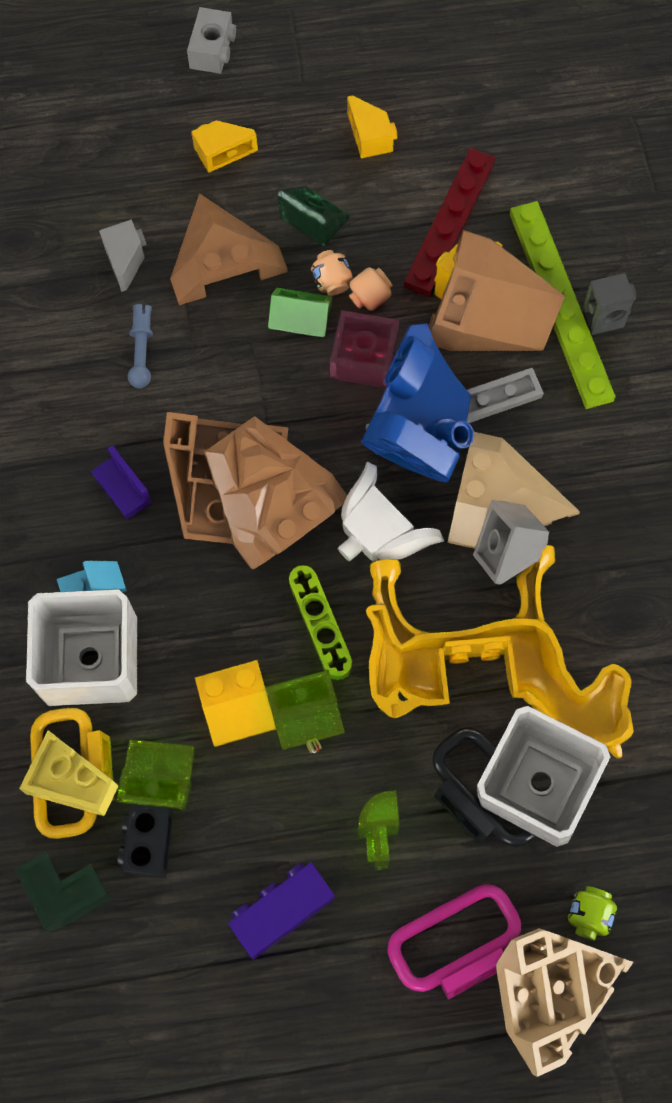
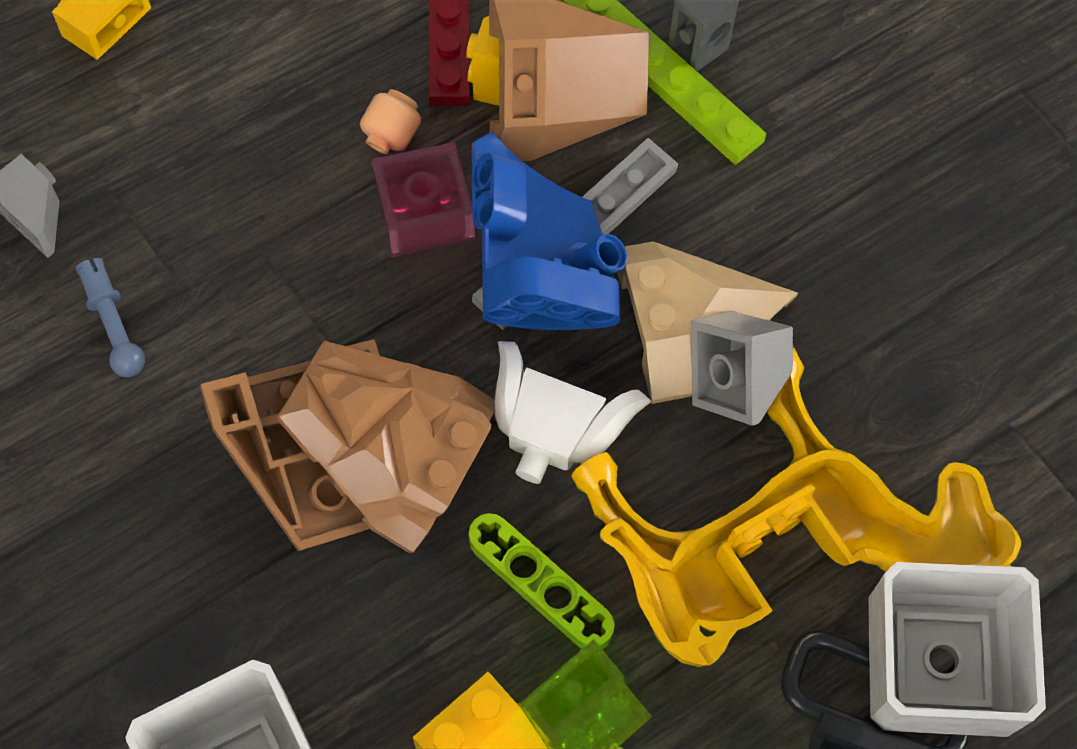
camera: 30 degrees left, 5 degrees down
(96, 576) = (197, 662): medium azure slope -> none
(121, 485) = (173, 514): dark purple panel -> none
(218, 249) = (159, 149): medium nougat wedge -> none
(299, 312) = (310, 188): bright green panel -> none
(311, 213) = (263, 60): clear green slope -> none
(331, 273) = (329, 121): light nougat head -> none

